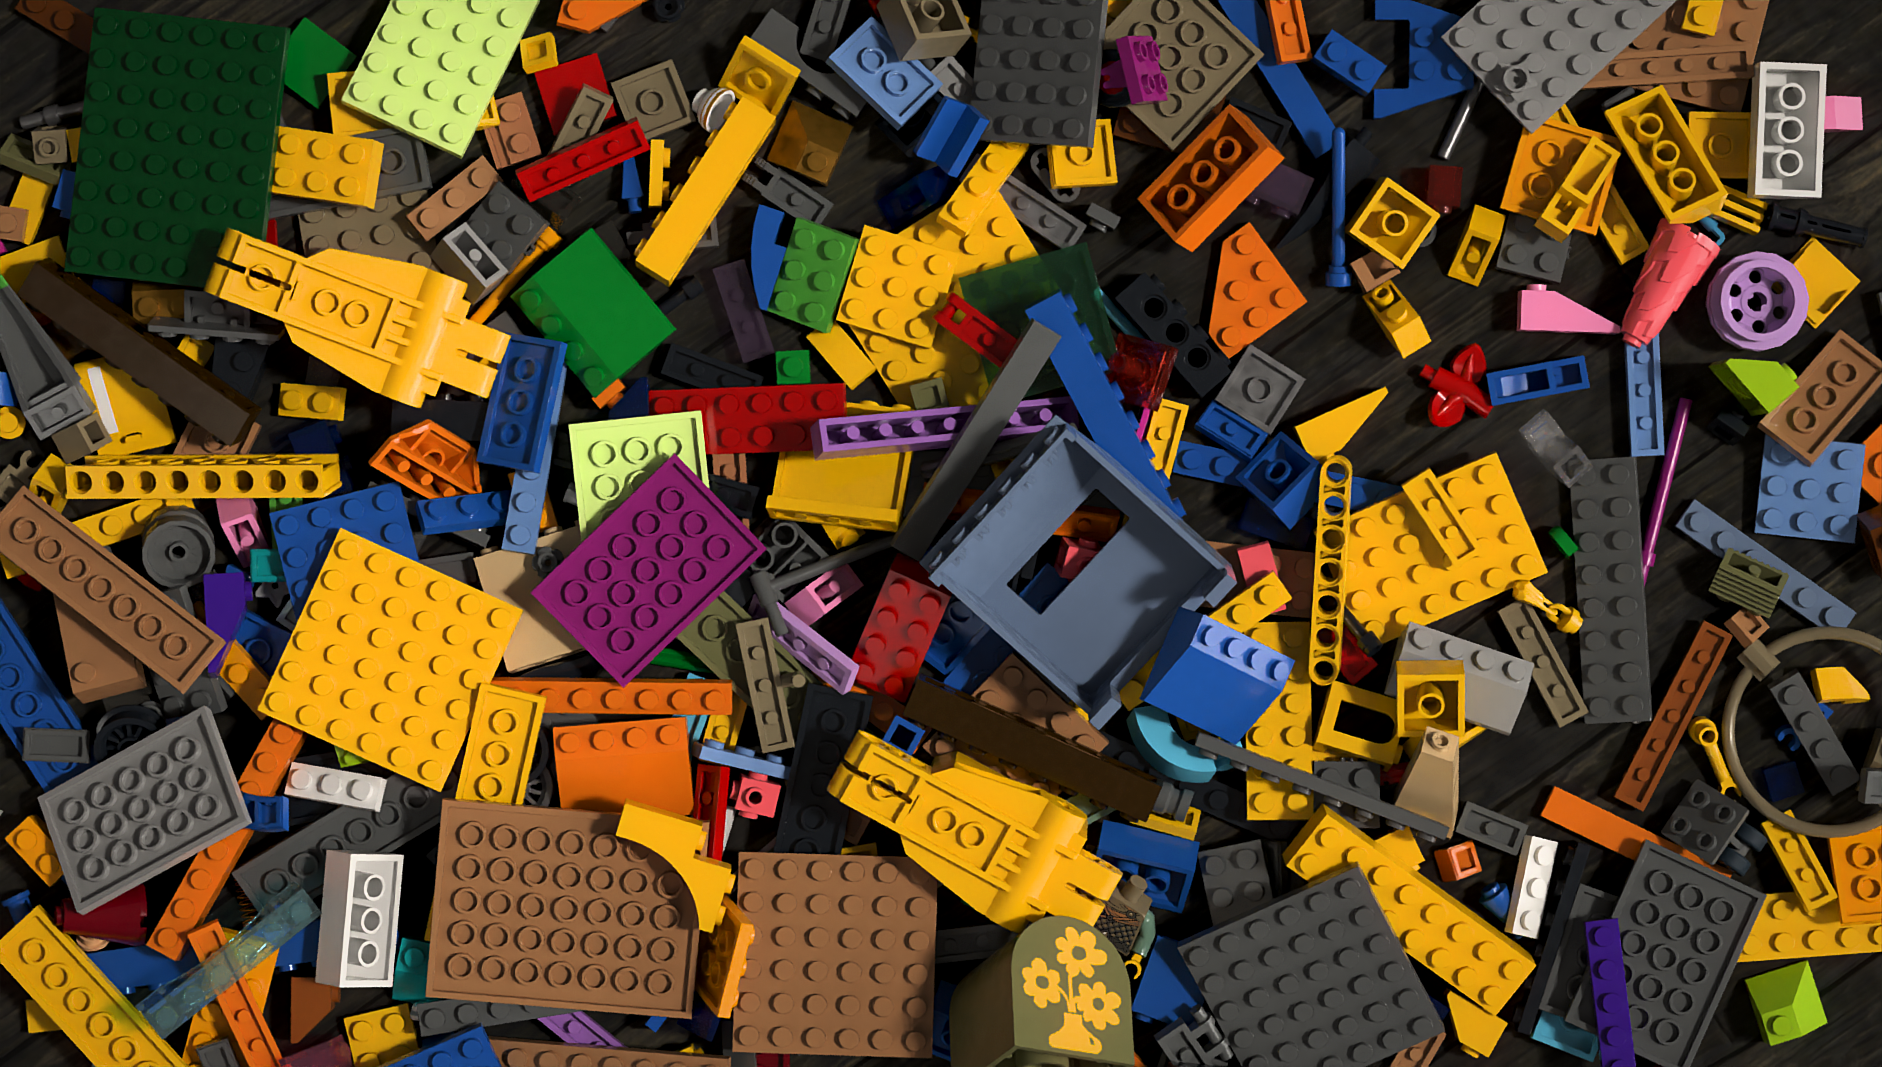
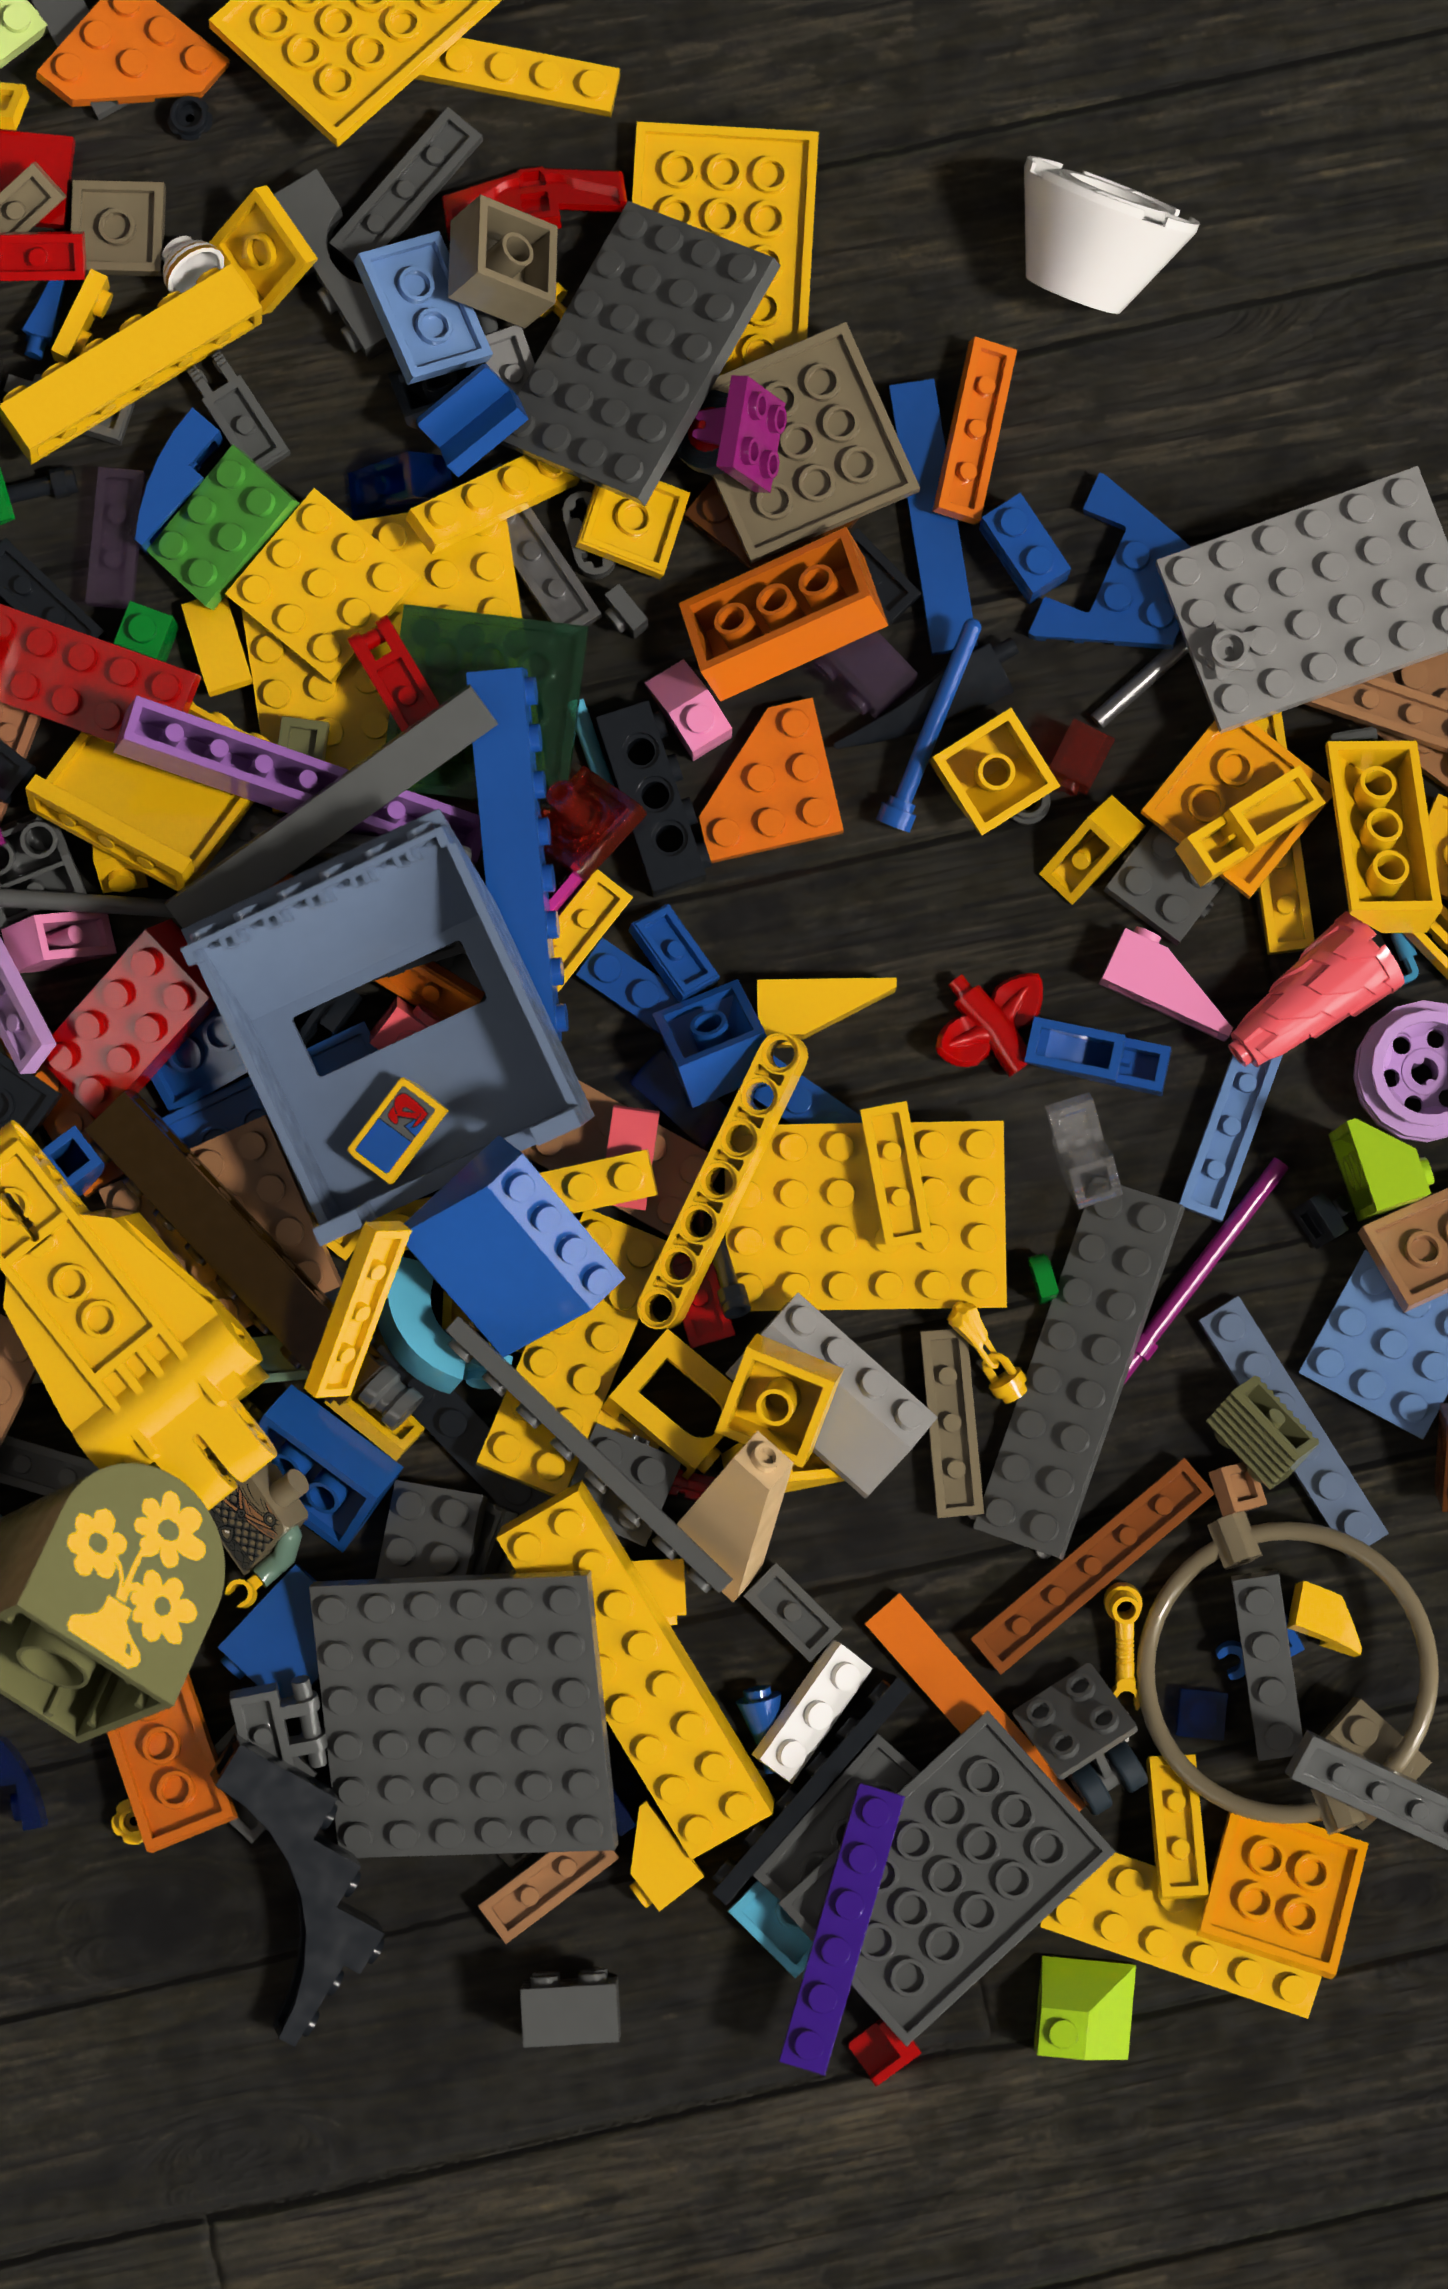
camera: 25 degrees right, 5 degrees down
(809, 143) = (294, 365): pearl gold slope -> none
(1108, 629) = (397, 1130): none -> slope
(1136, 758) = (357, 1308): none -> yellow plate
(1171, 263) = (690, 709): none -> bright pink slope
(1260, 389) = (734, 916): flat silver plate -> none
(1372, 271) = (944, 827): medium nougat panel -> none
(1397, 318) = (950, 900): yellow slope -> none
(1457, 861) = (732, 1638): orange slope -> none

